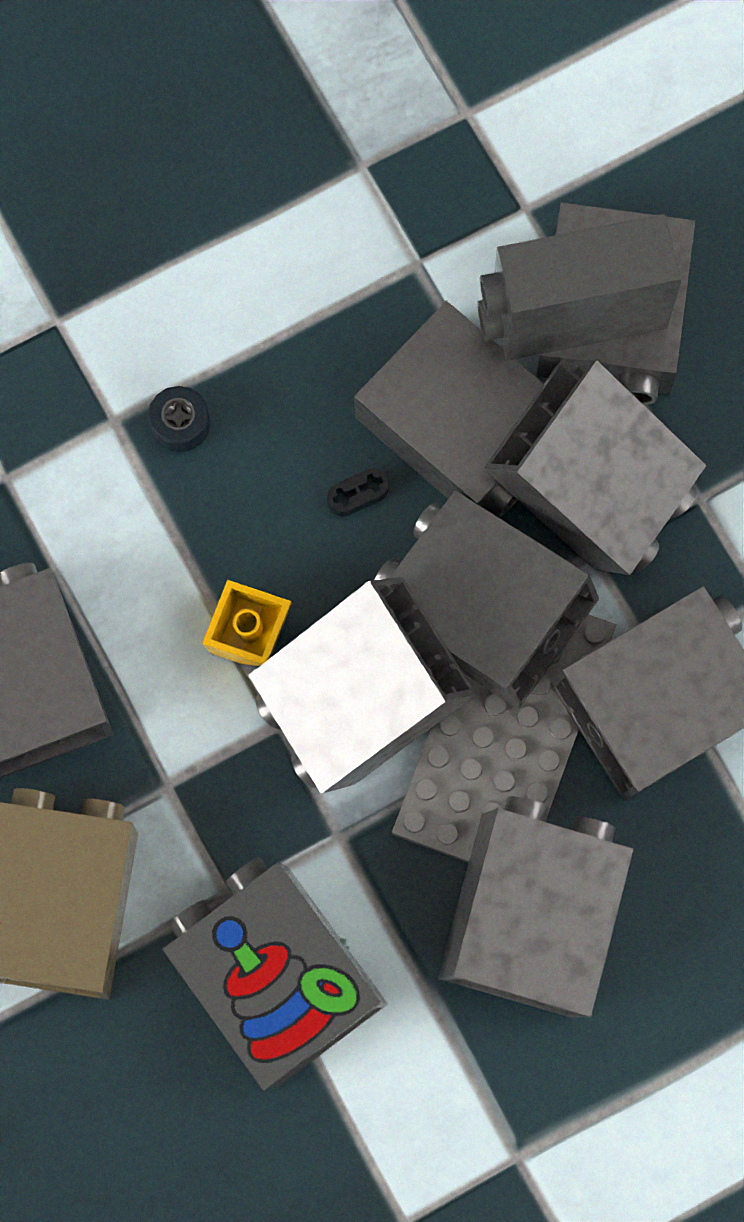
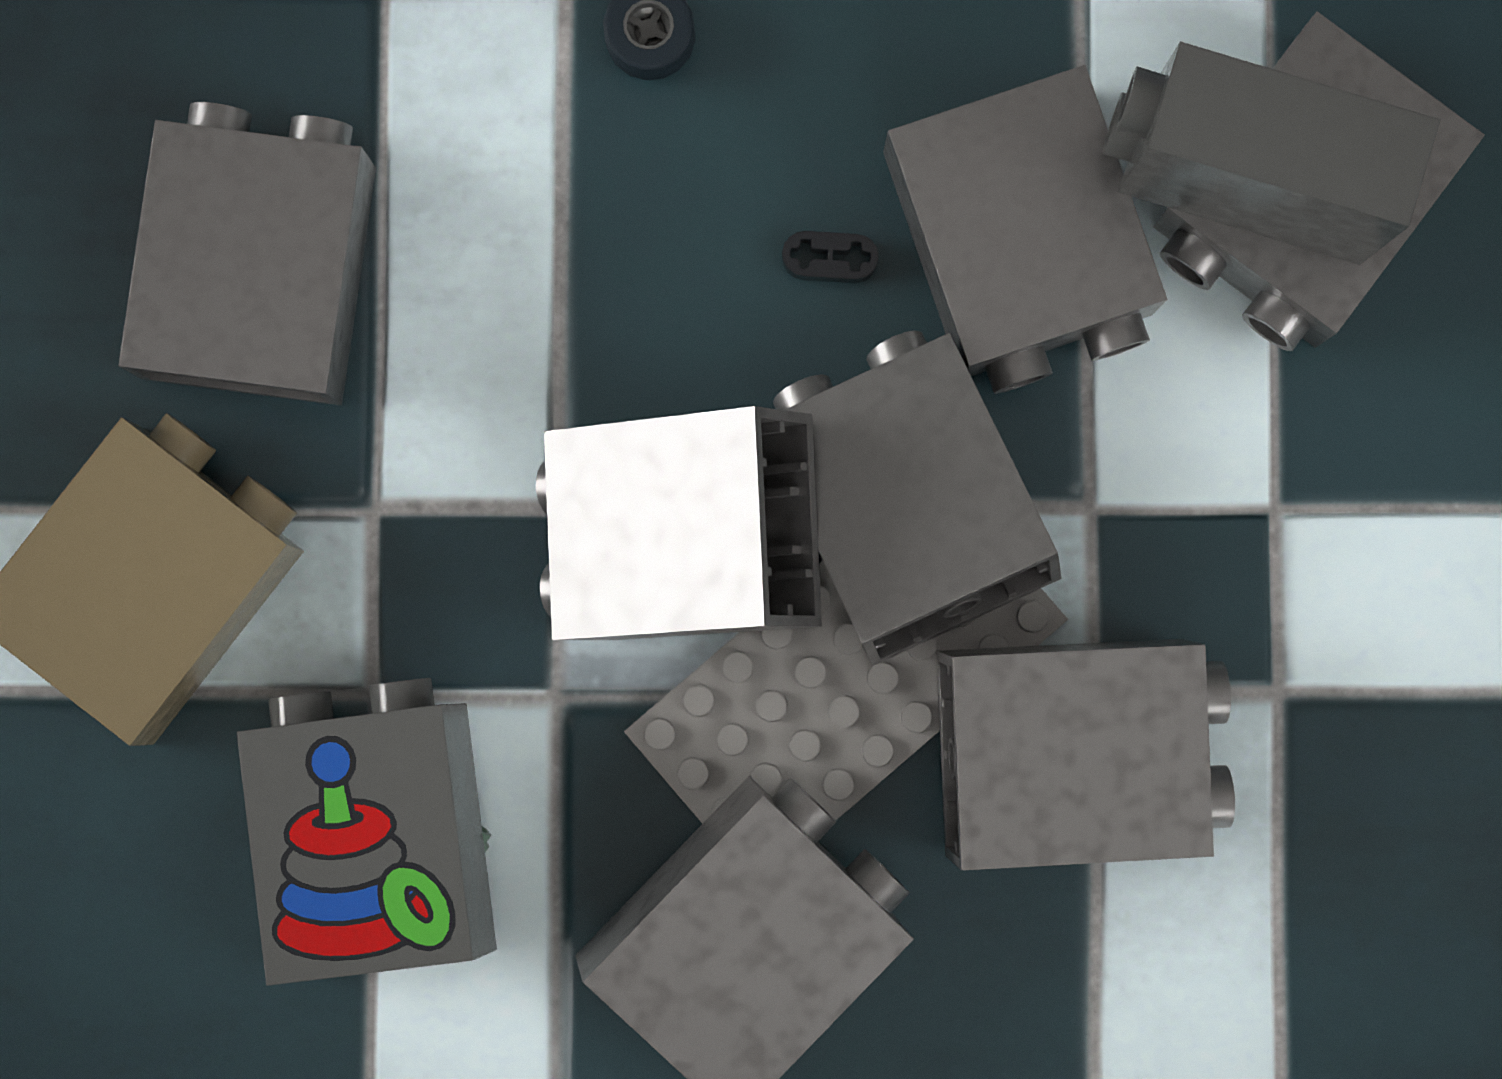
camera: 30 degrees right, 10 degrees up
(246, 624) = (582, 358): yellow slope -> none
(597, 467) = (1156, 403): flat silver brick -> none

